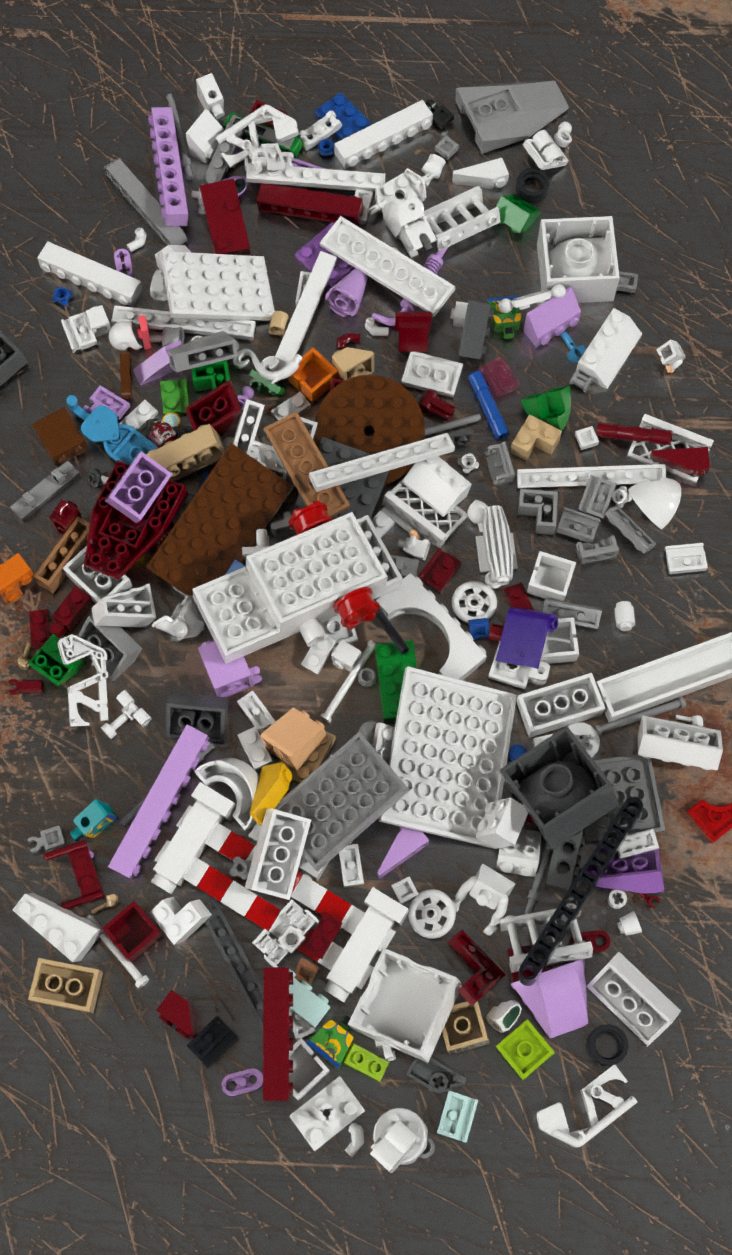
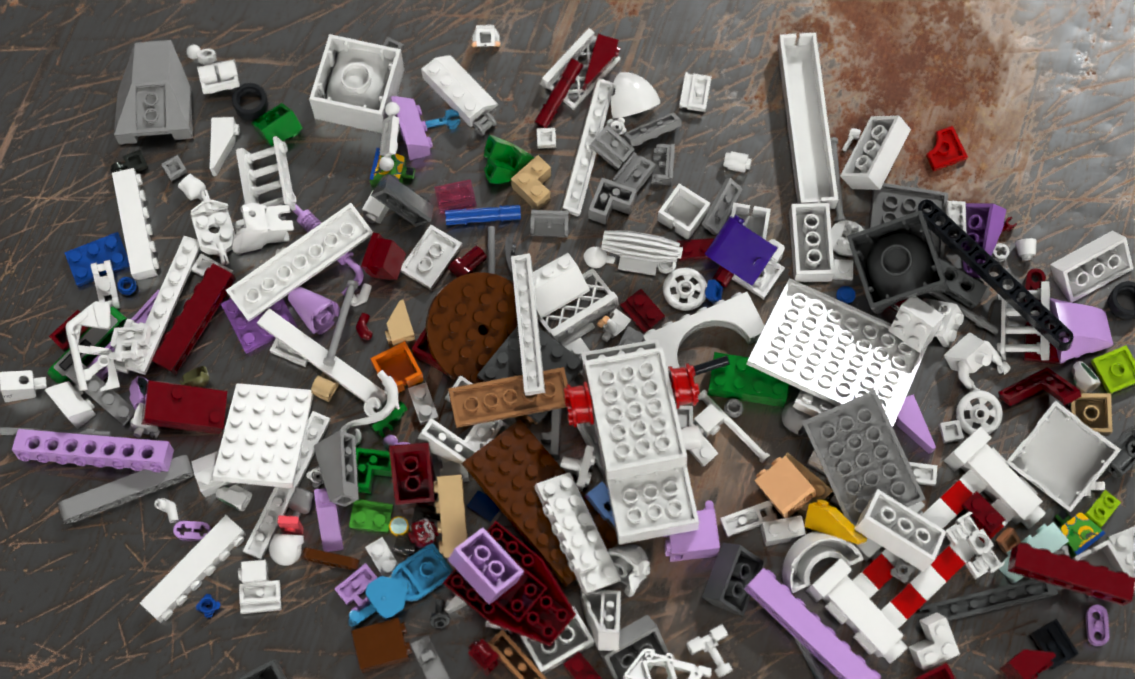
camera: 75 degrees left, 0 degrees up
(196, 561) = (577, 533): none -> white plate
(256, 224) = (197, 377): none -> olive hair
(341, 316) = (329, 360): none -> light grey bar
(468, 458) = (538, 247): white plate -> none

